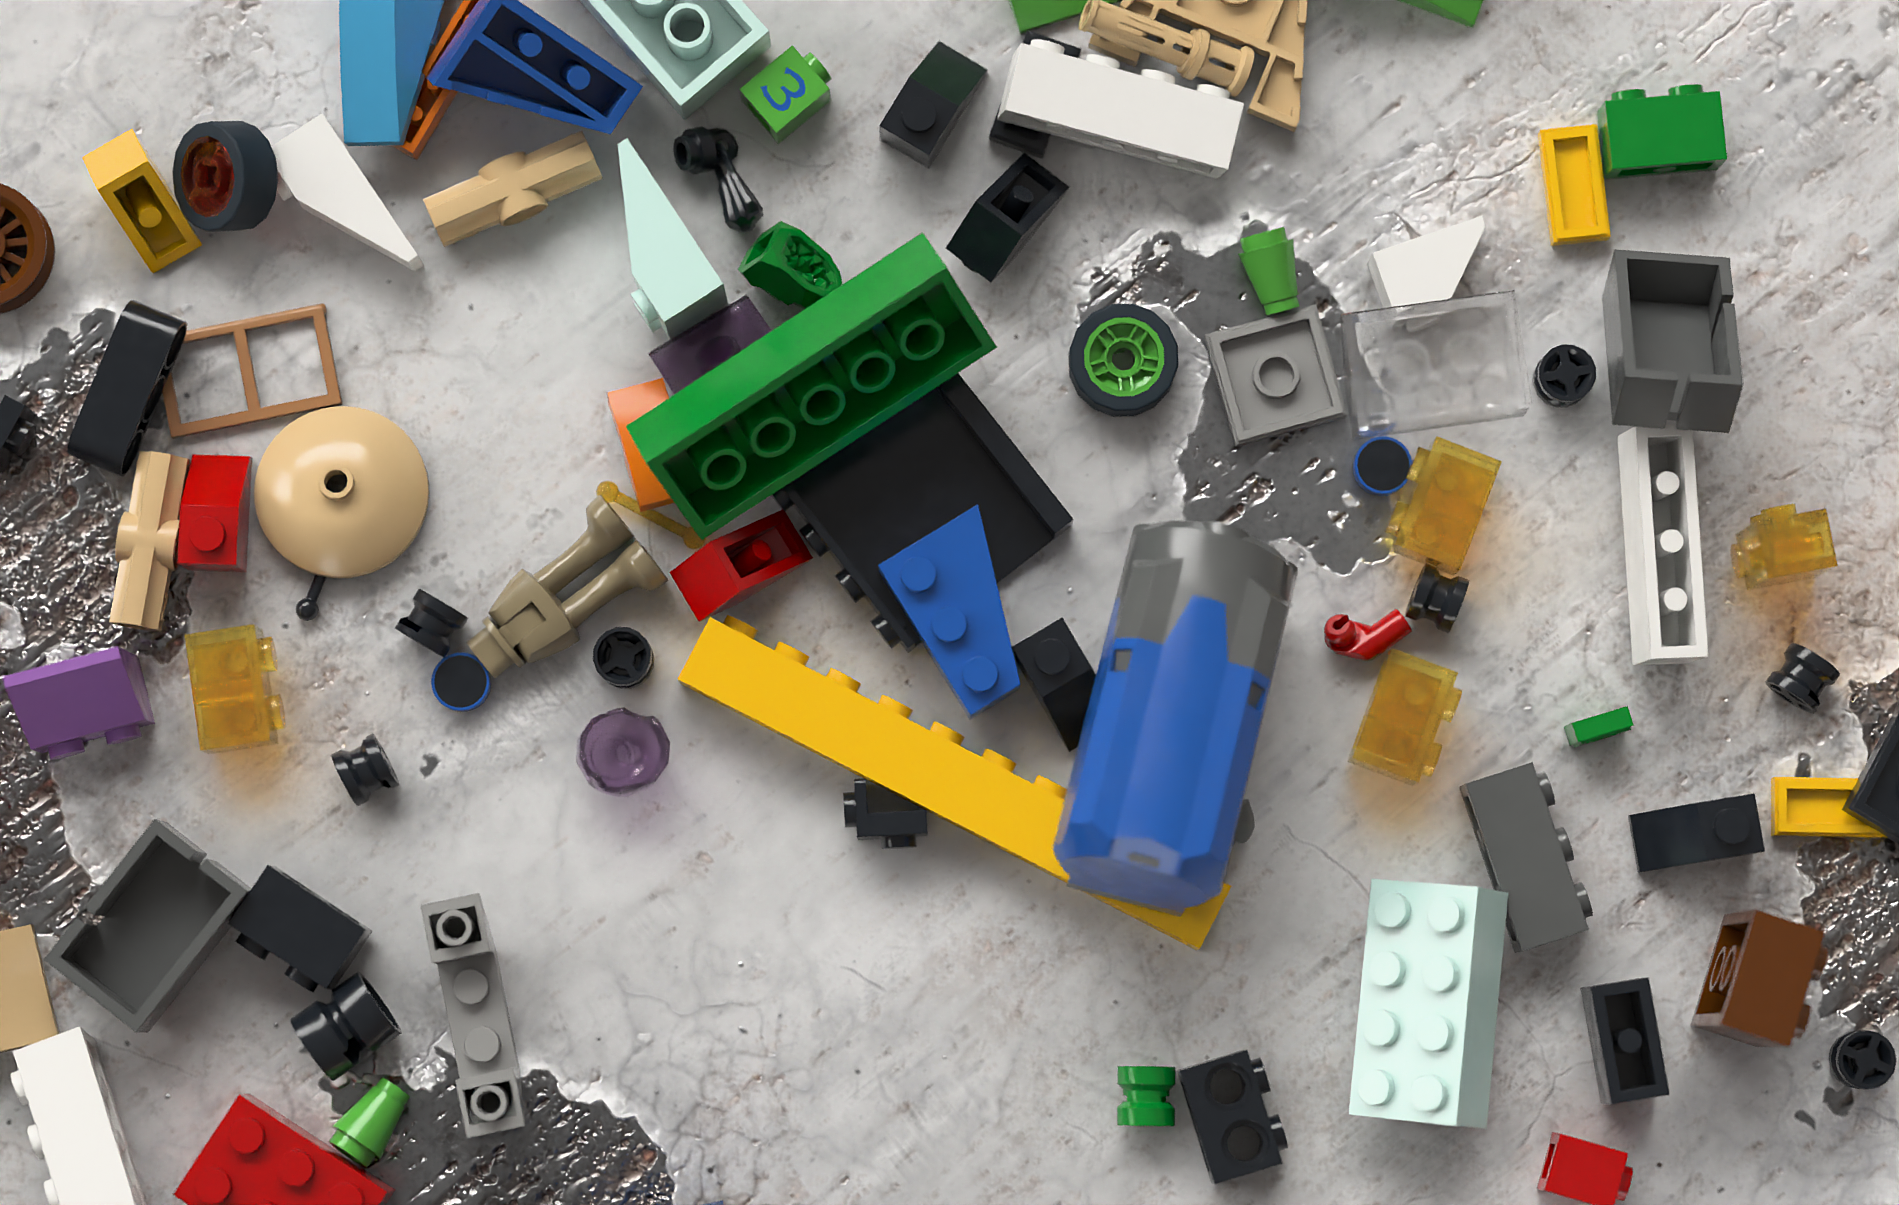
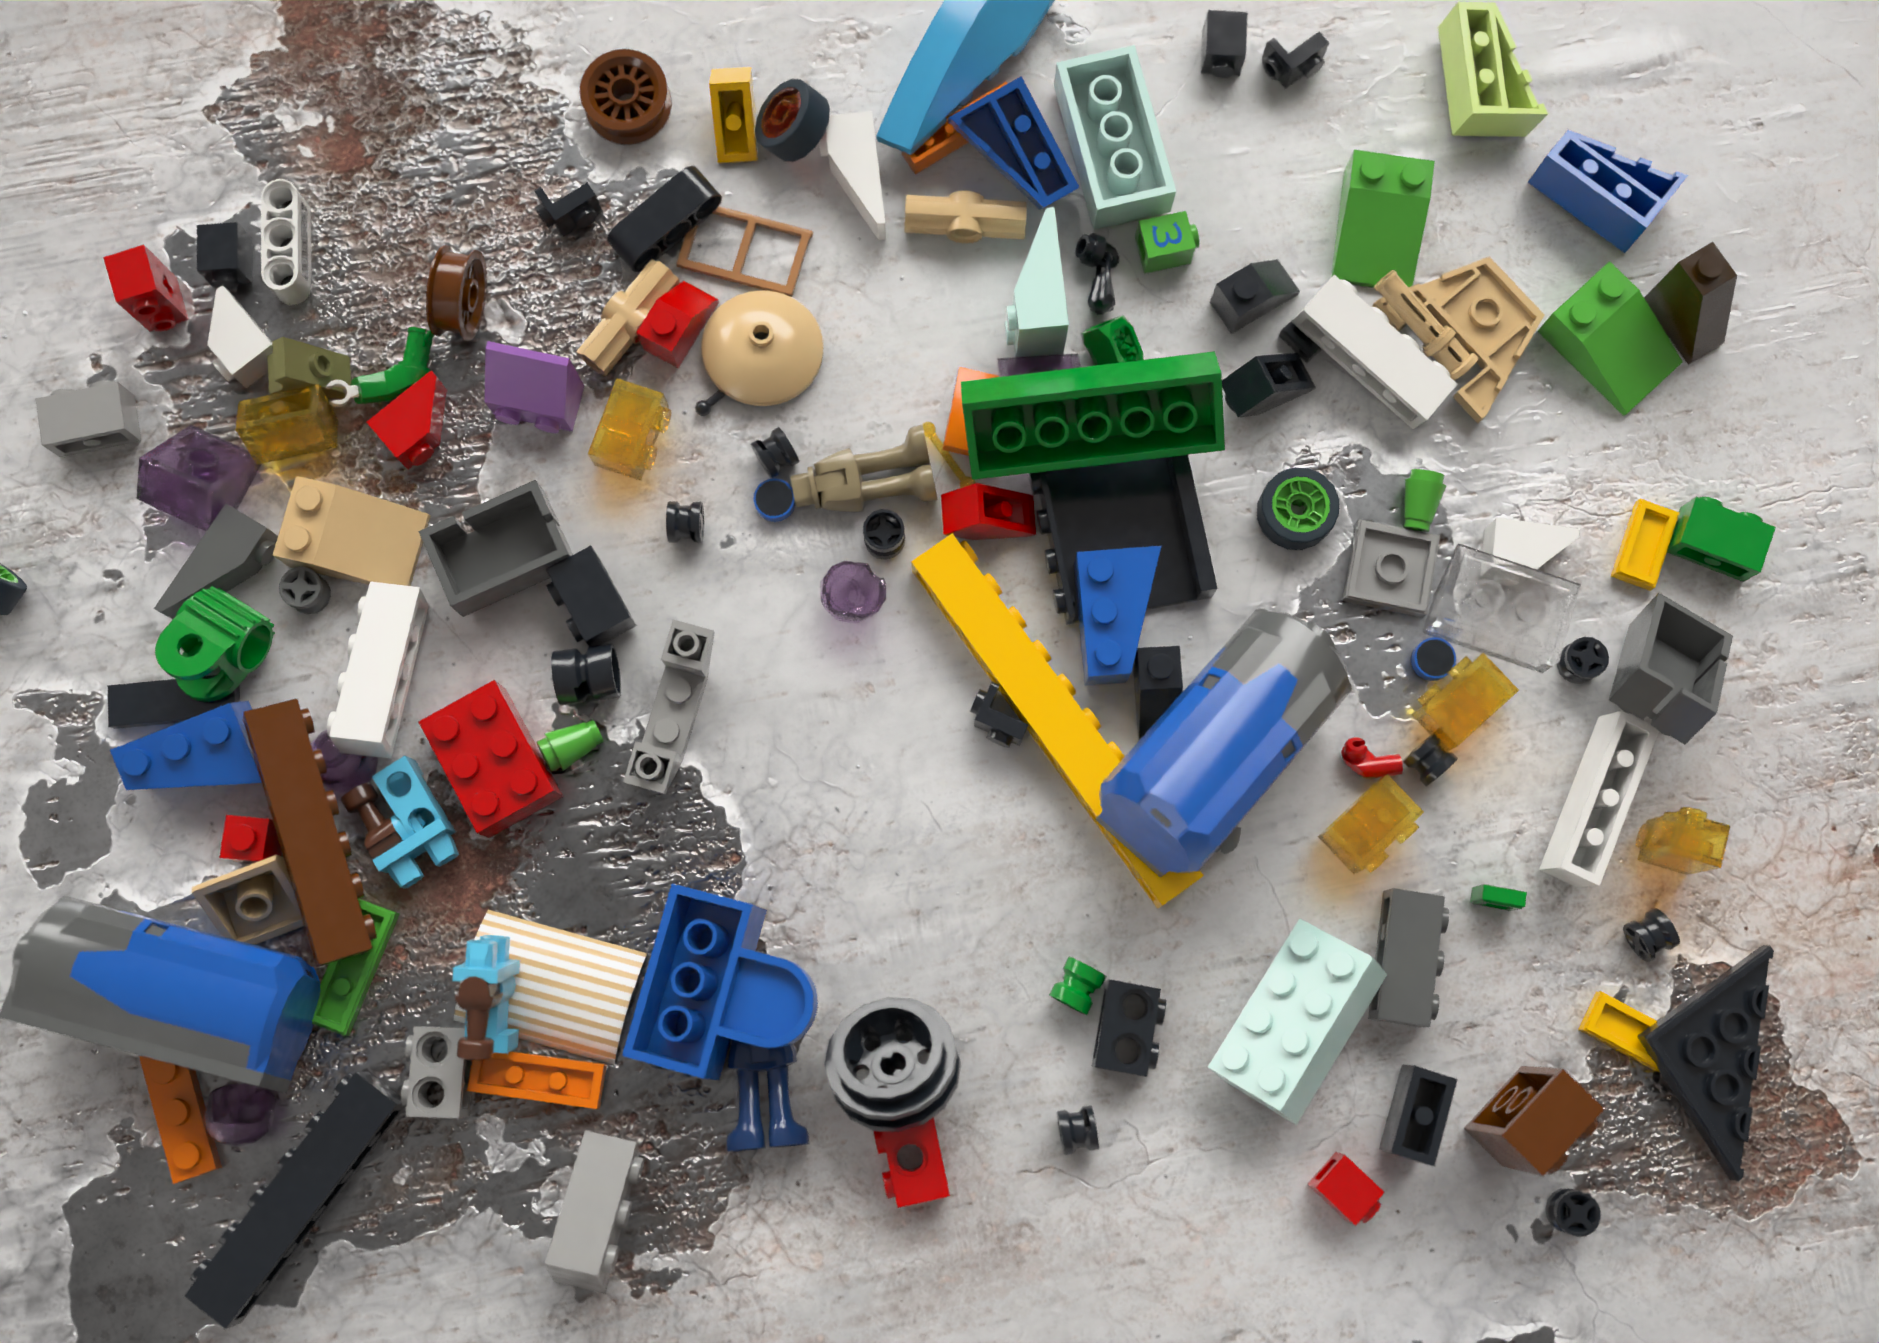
camera: 30 degrees right, 5 degrees down
(1696, 833) = (1532, 1001): black slope -> none

